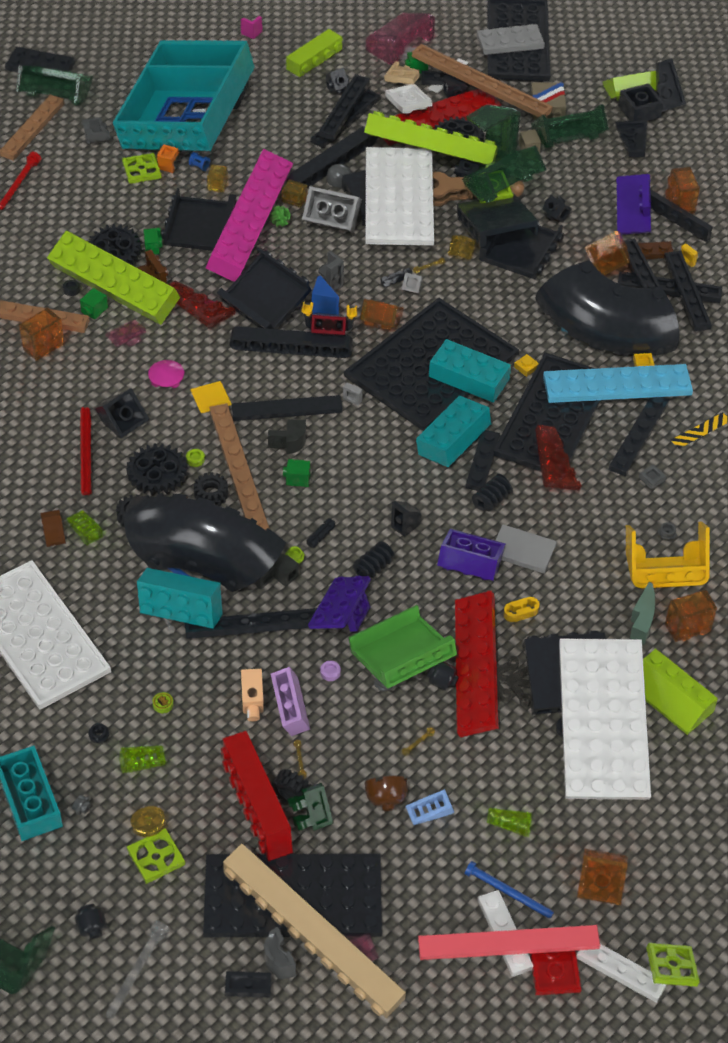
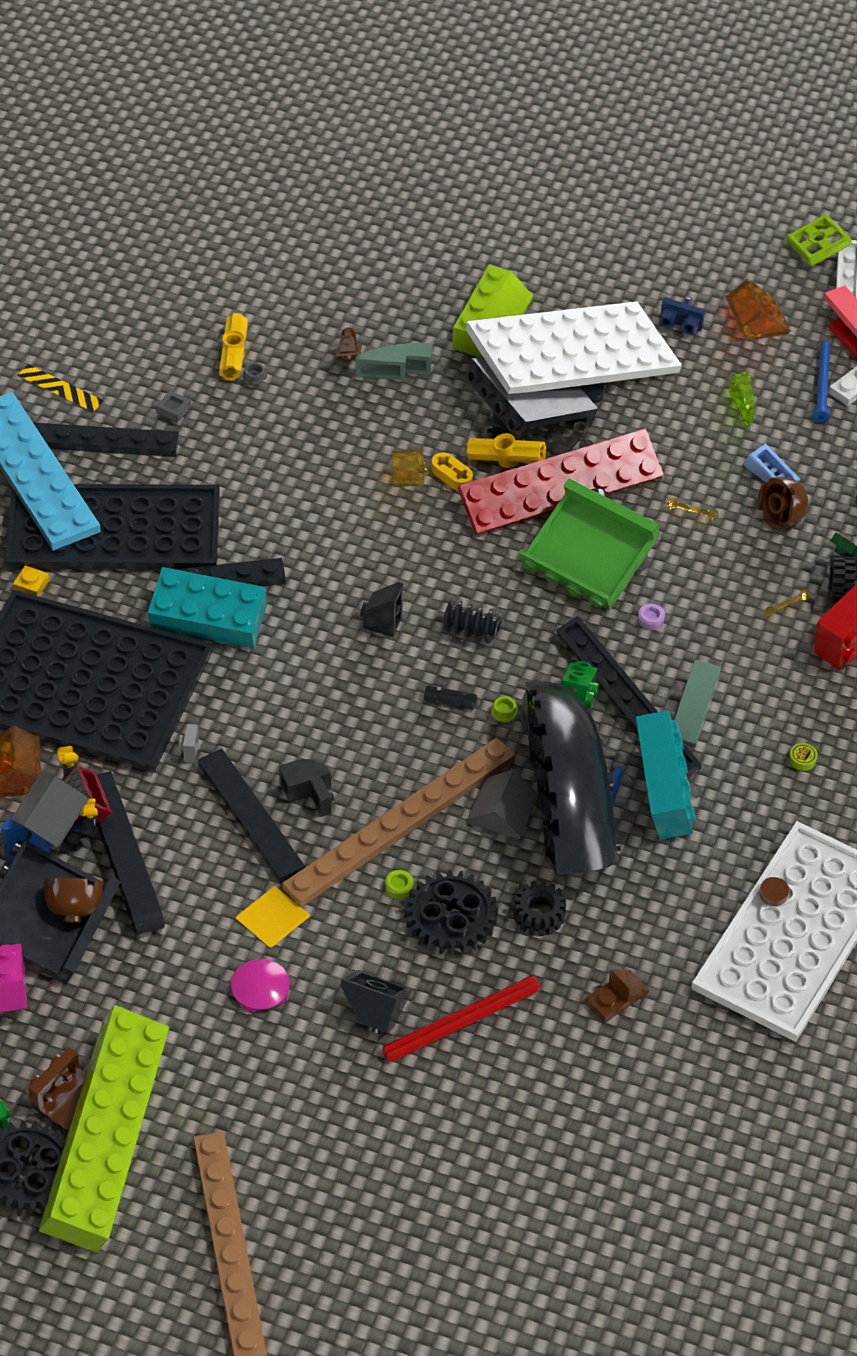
camera: 115 degrees left, 0 degrees up
(41, 334) = (280, 1163): clear orange brick -> none
(64, 625) = (774, 891): none -> reddish brown tile
(71, 287) = (137, 1198): black tile -> none
(87, 537) = (603, 940): clear neon green slope -> none
(93, 303) = (167, 1139): green brick -> none
(126, 333) = (198, 1079): clear pink piece -> none
(200, 306) = (102, 985): clear red wing -> none
(211, 481) = (450, 851): black tyre -> none
(237, 655) = (697, 700): none -> sand green slope
(252, 693) = (743, 663): light nougat torso -> none
(264, 300) = (72, 897): none -> reddish brown cylinder
(279, 587) = (582, 677): none -> green bracket
(290, 701) = (729, 624): lavender brick -> none
(297, 472) = (368, 751): green brick -> none
(311, 287) = (50, 808): none -> dark grey slope
(343, 604) = (561, 625): dark purple bracket -> none
(469, 370) = (95, 615): teal brick -> none
(471, 554) = (404, 530): dark purple slope -> none
(492, 493) = (290, 542): black piece -> none
(514, 641) = (506, 450): none -> yellow piece
(526, 548) = (357, 496): light grey tile -> none
(532, 581) = (409, 468): none -> clear yellow brick
(554, 461) = (215, 489): clear red wing -> none
(624, 822) = (683, 314): none -> dark blue hips
(663, 583) = (348, 345): none -> reddish brown hinge
(684, 570) = (304, 349): yellow windscreen -> none
(690, 523) = (233, 347): none -> yellow piece
(690, 616) = (384, 312): clear orange brick -> none

